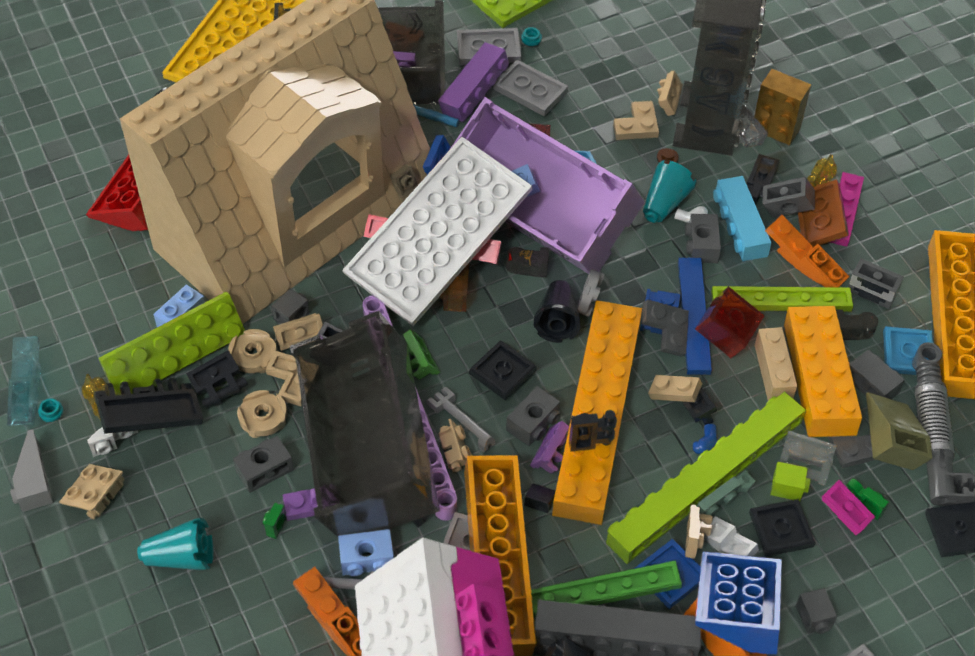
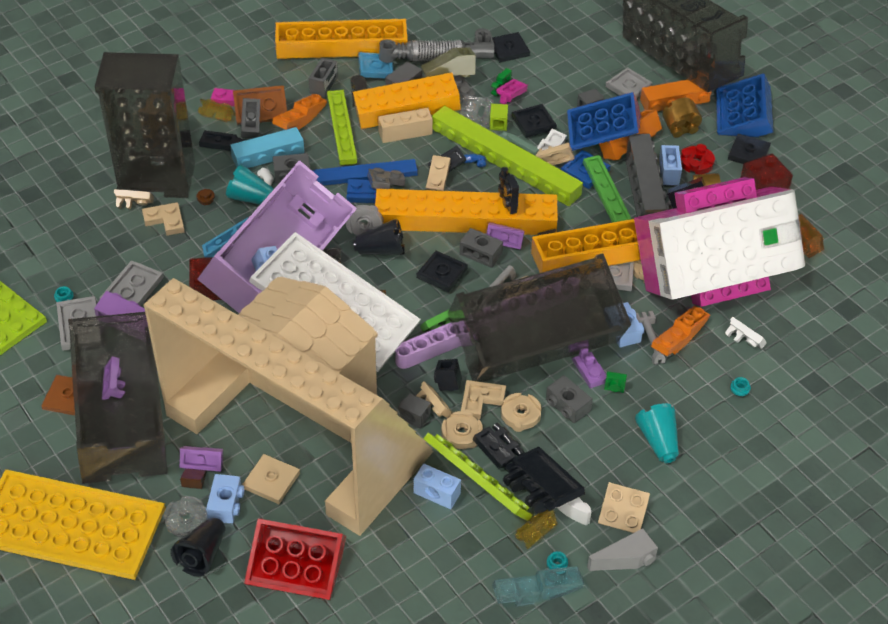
camera: 100 degrees left, 5 degrees down
(729, 322) = (376, 145): clear red brick -> none

